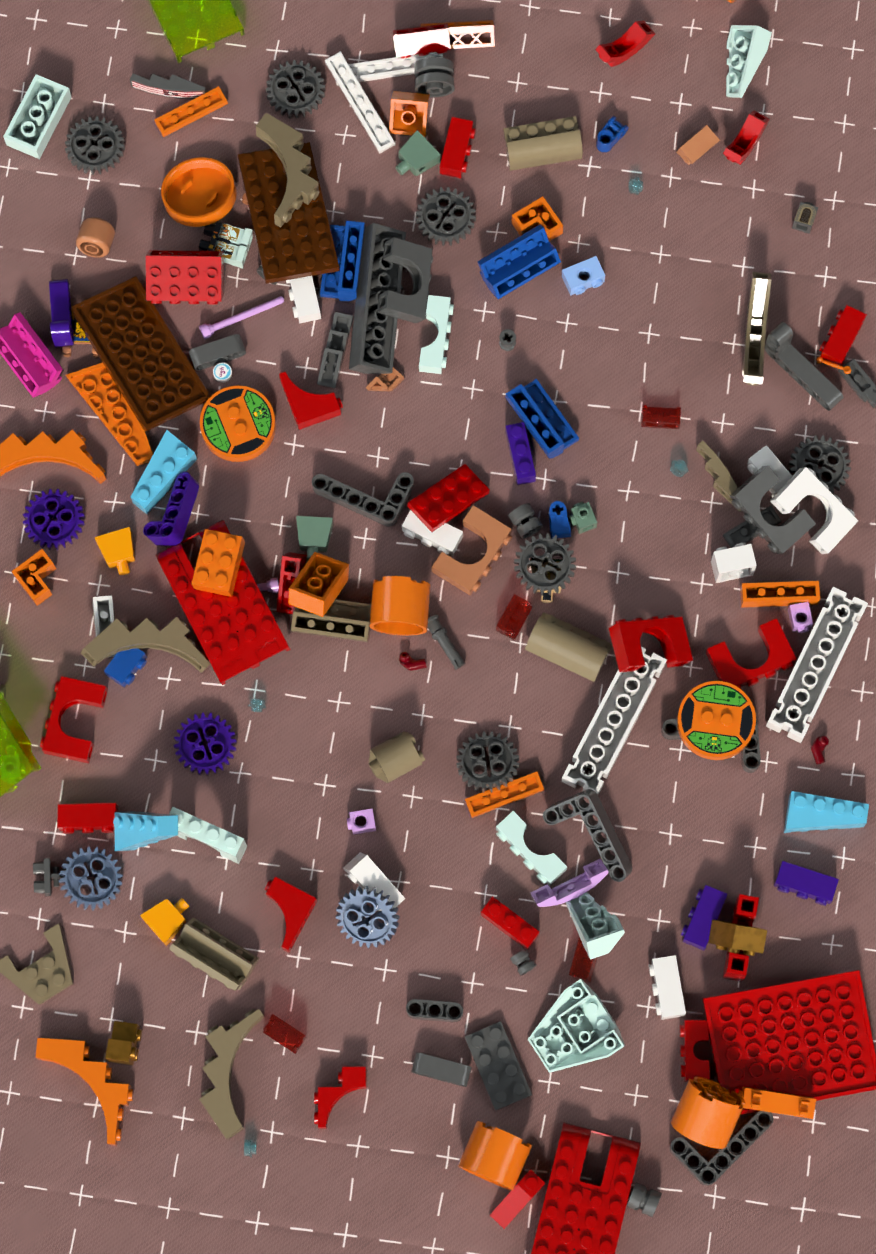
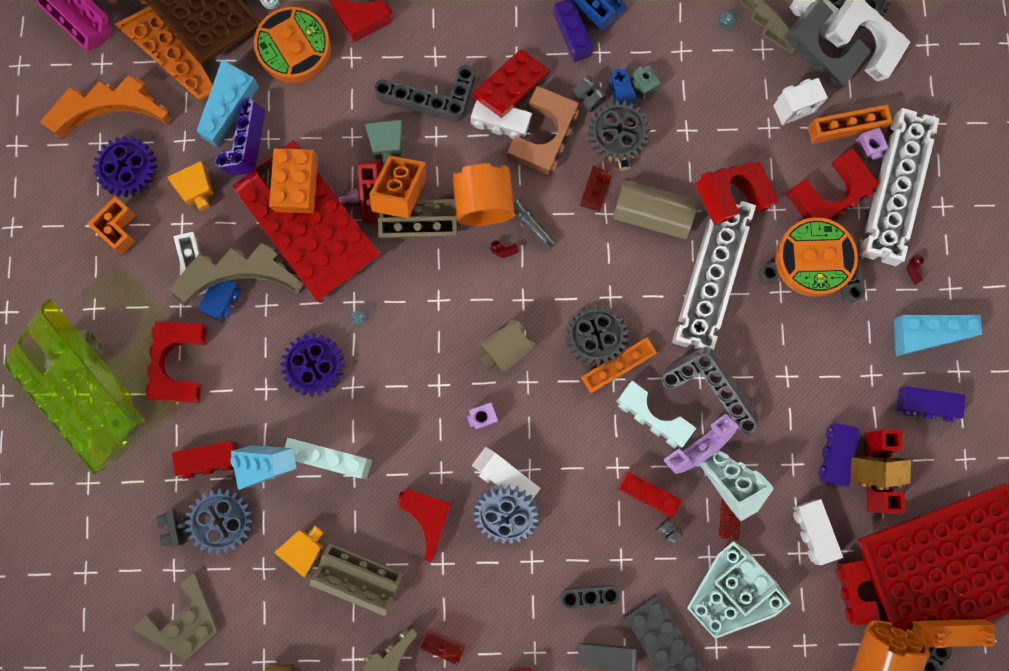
camera: 15 degrees left, 5 degrees up
(746, 532) = (802, 70): dark grey tile -> none

